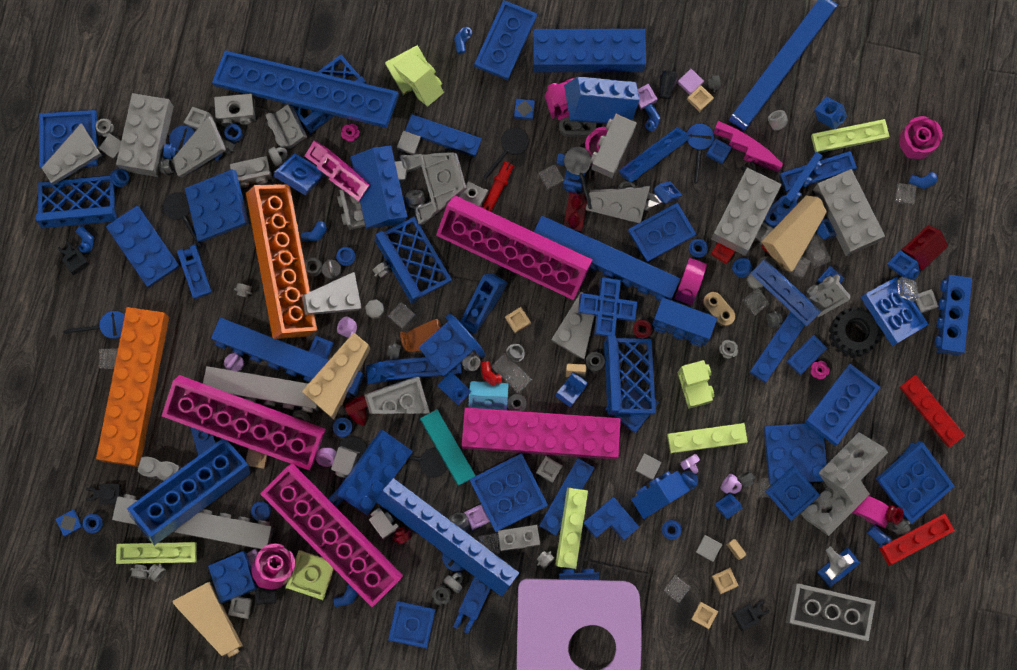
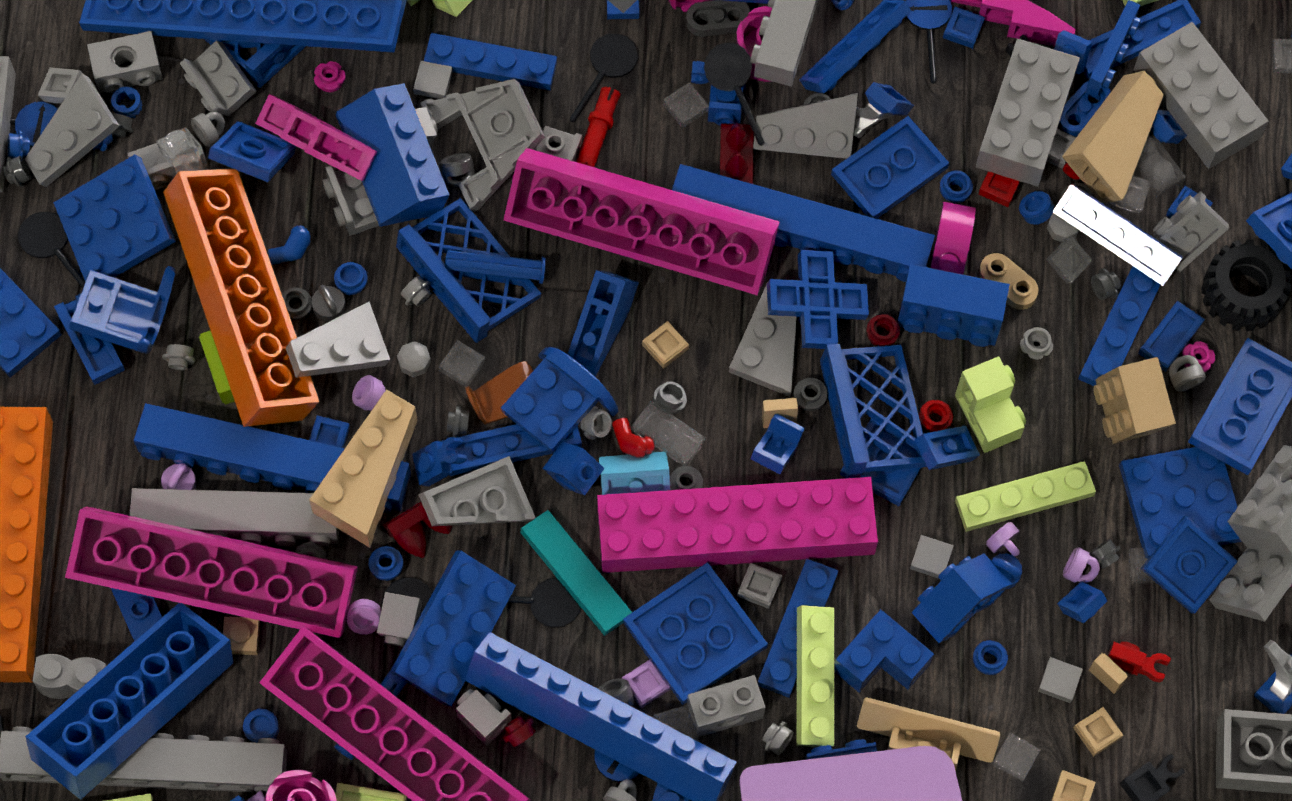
camera: 10 degrees left, 10 degrees down
(214, 260) = (122, 310): none -> blue piece
(260, 170) = (182, 151): none -> clear bracket
(261, 298) = (216, 367): none -> lime tile
(428, 261) = (495, 265): none -> blue axle
(625, 569) = (916, 728): none -> tan bracket
(666, 405) = (947, 447): none -> blue plate
(670, 384) = (940, 408): none -> red plate
(749, 542) = (1134, 661): none -> red plate
(777, 396) = (1134, 401): none -> tan brick
(779, 175) = (1074, 45): none -> blue plate
(811, 382) = (1187, 377): none -> light grey tile

